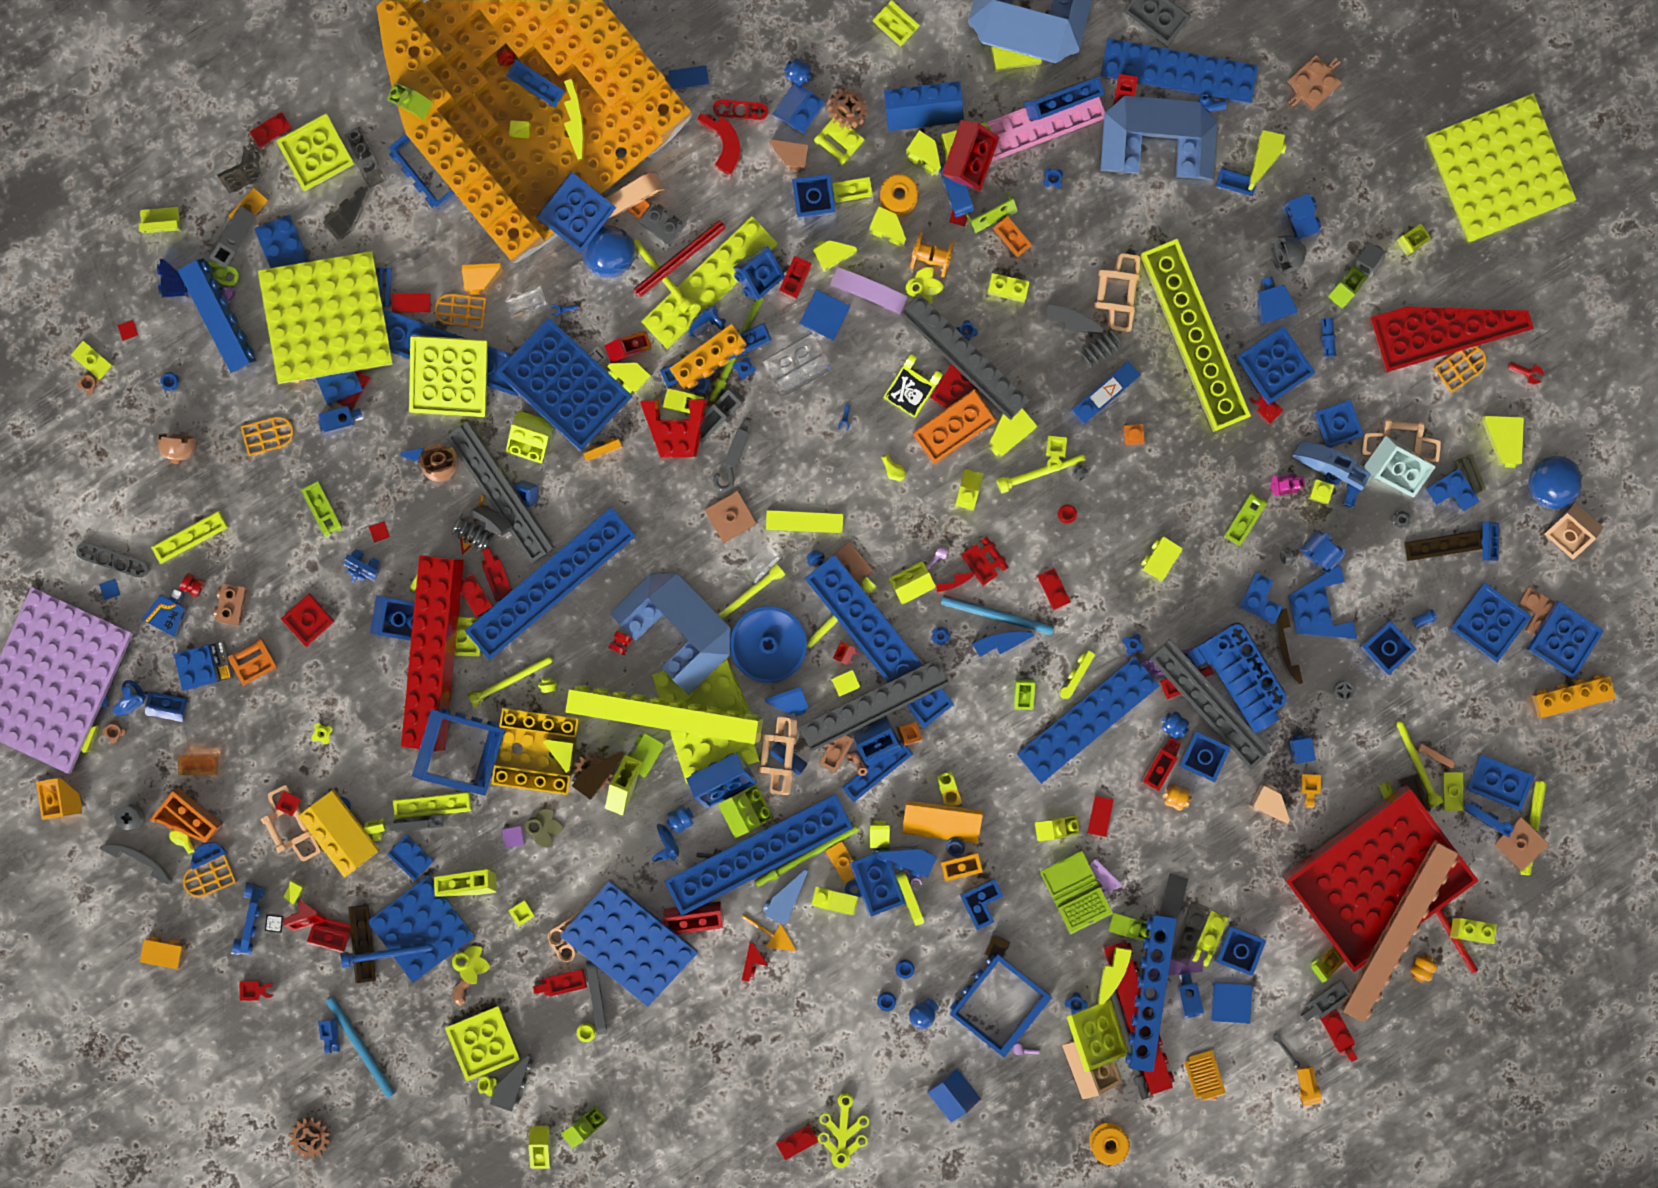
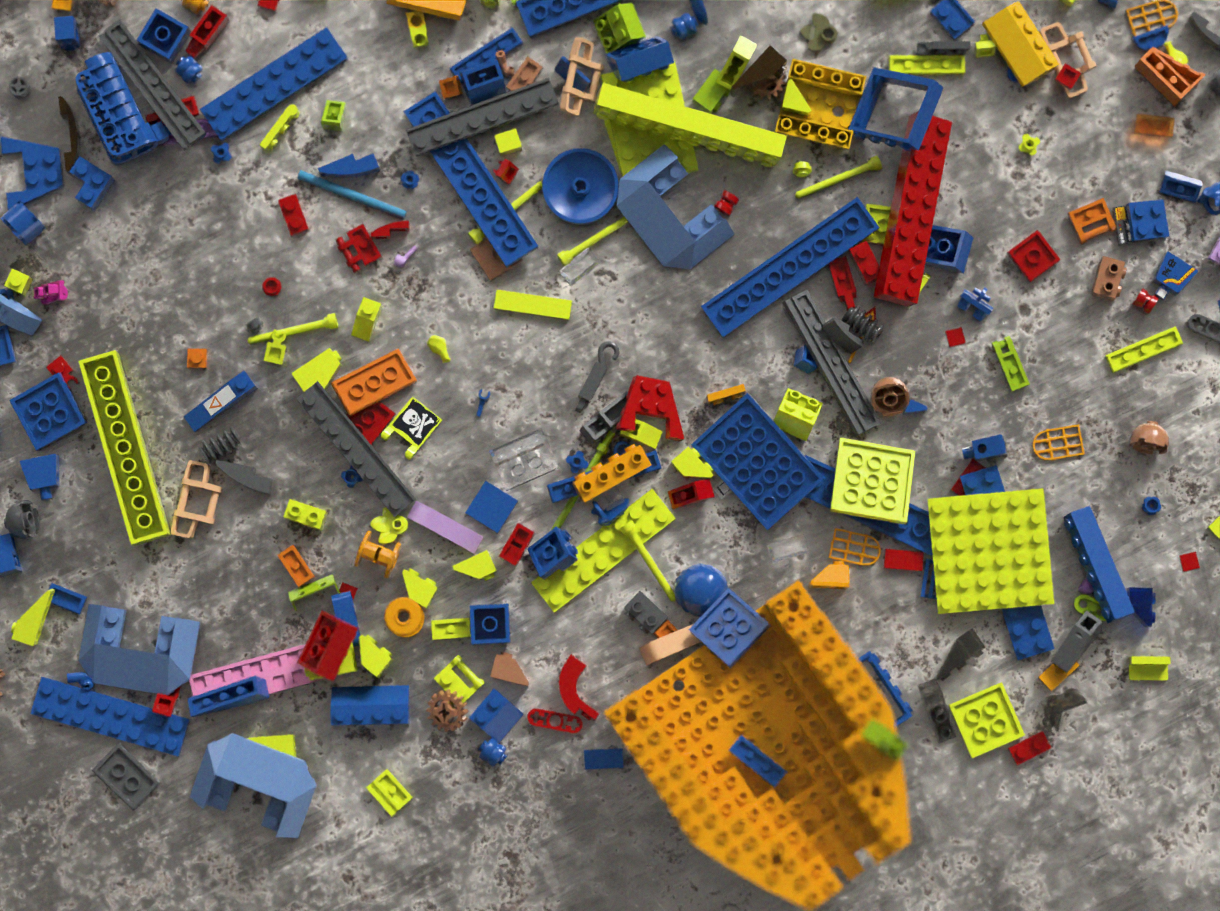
camera: 175 degrees left, 5 degrees down
(505, 58) = (785, 790): red plate -> none
(513, 837) = (849, 26): medium lavender tile -> none
(519, 129) = (777, 716): neon yellow slope -> none
(563, 309) = (751, 538): blue hand -> none
(575, 127) = (721, 712): neon yellow slope -> none
(679, 258) = (631, 575): red axle -> none
(730, 517) = (605, 316): nougat plate -> none
(789, 701) = (566, 129): blue slope -> none
(815, 558) = (525, 266): blue plate -> none
(912, 582) = (432, 234): neon yellow panel -> none
(1050, 173) = (243, 622): blue plate -> none
(1161, 558) = (183, 233): neon yellow brick -> none
(1245, 519) = (96, 263): lime plate -> none
(1288, 556) = (58, 223): dark grey plate -> none

